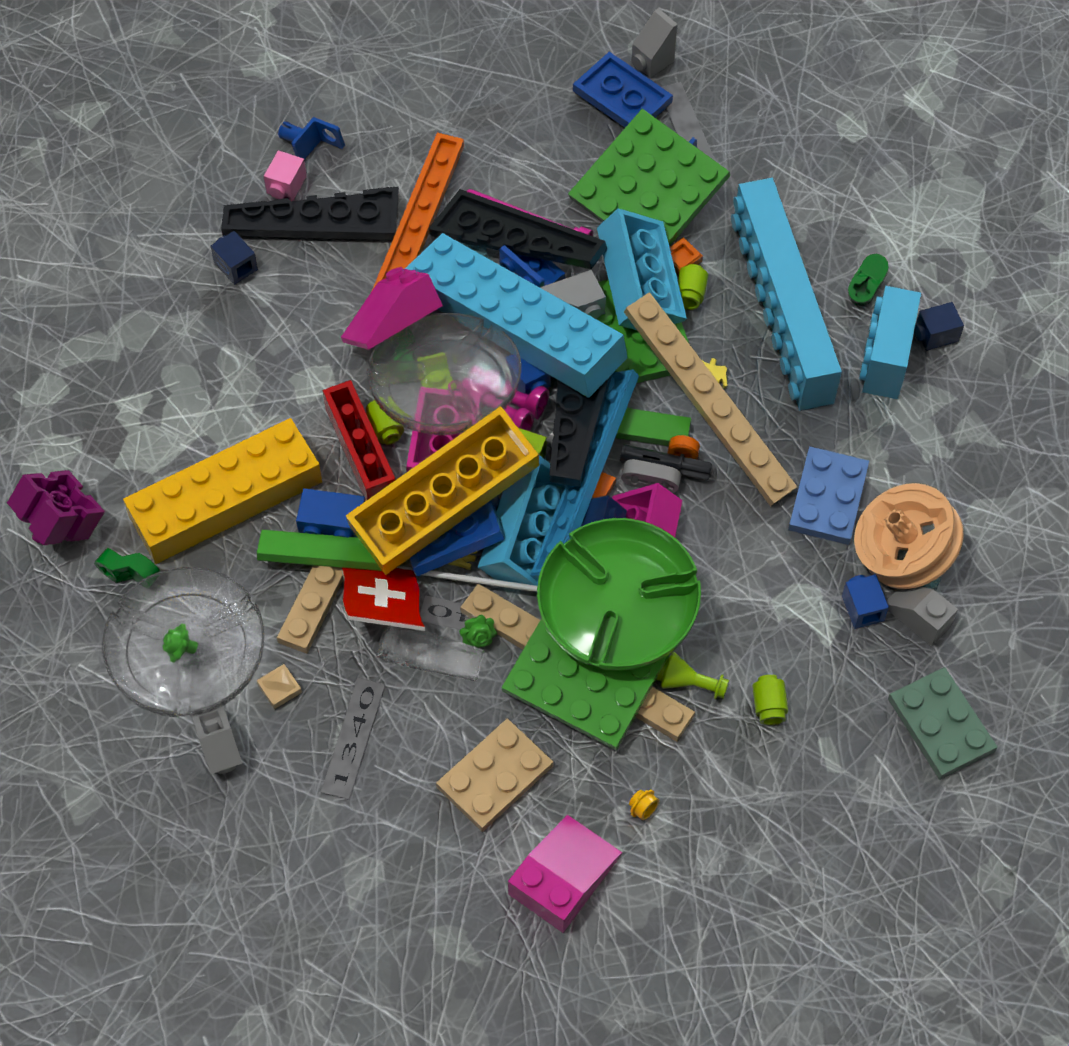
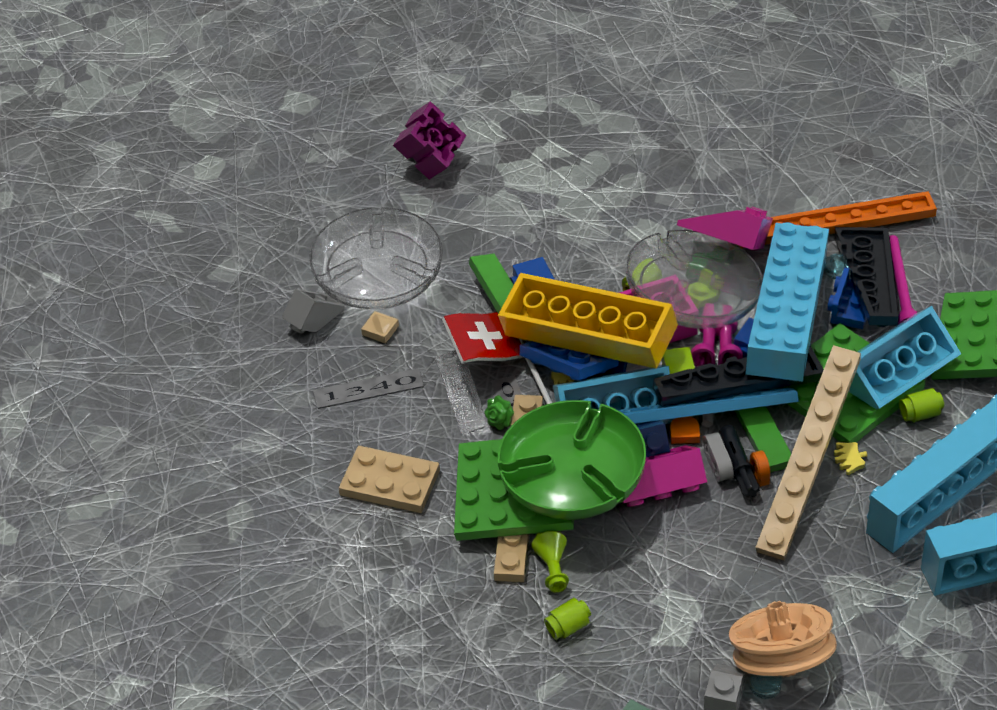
camera: 65 degrees right, 15 degrees down
(125, 568) = (414, 201): green piece -> none
(177, 643) = (365, 246): bright green plant -> none
(223, 490) = (514, 221): yellow brick -> none
(234, 257) = (715, 137): dark blue brick -> none
(285, 176) = (810, 130): bright pink brick -> none
(307, 139) = (856, 126): blue bracket -> none
(310, 607) = (431, 315): tan plate -> none
(338, 217) = (792, 166): black wing -> none
(357, 438) = (609, 265): red brick -> none
(562, 872) = (331, 551): dark pink slope -> none
(581, 292) = (838, 328): light grey slope -> none
(643, 804) = (420, 577): yellow plate -> none
(684, 254) = (951, 390): orange tile -> none
(828, 495) = (797, 579): medium blue plate -> none
(865, 601) = (705, 644): blue brick -> none

